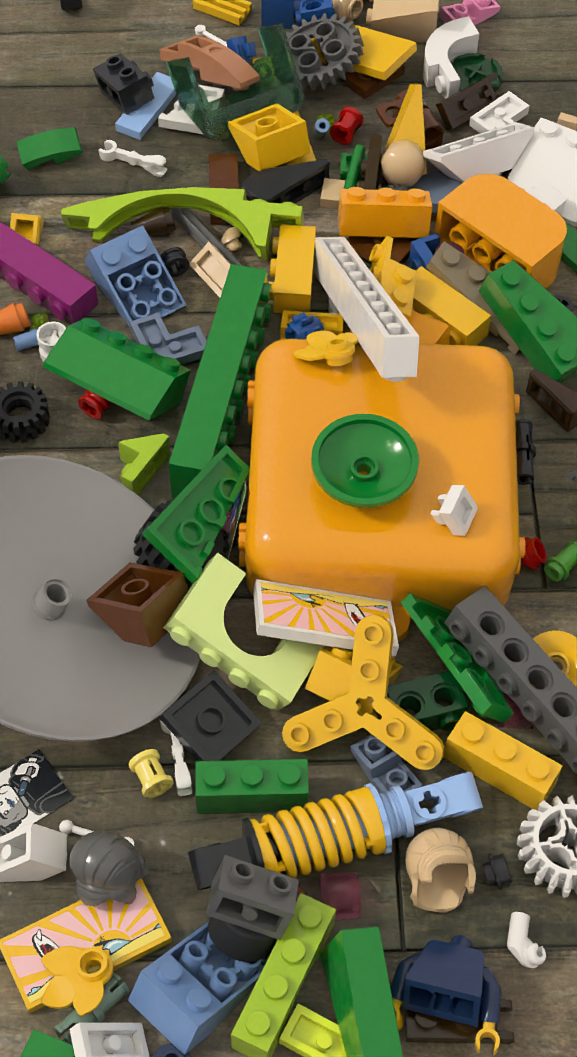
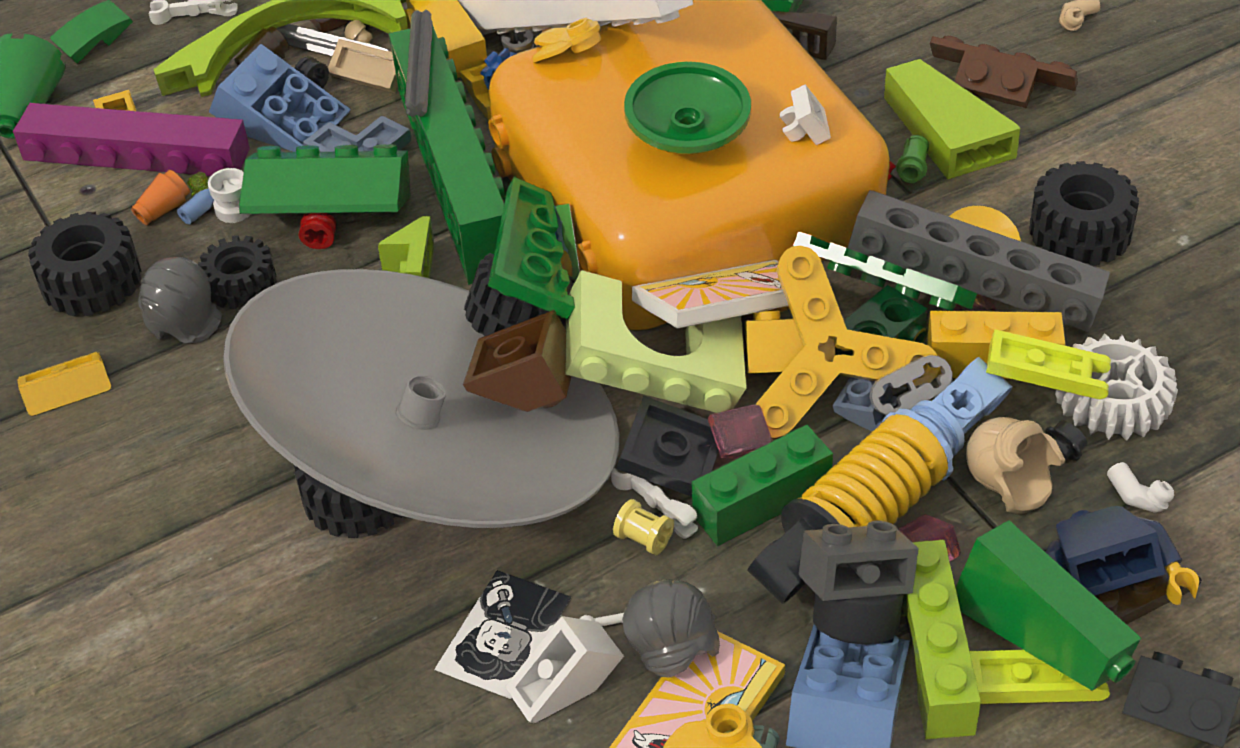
camera: 25 degrees left, 10 degrees down
(230, 304) = (418, 63): none -> dark grey axle
(265, 734) = (739, 431): none -> clear pink slope
(404, 776) = (905, 375): none -> light grey beam
(514, 806) = (1047, 364): none -> neon yellow hinge

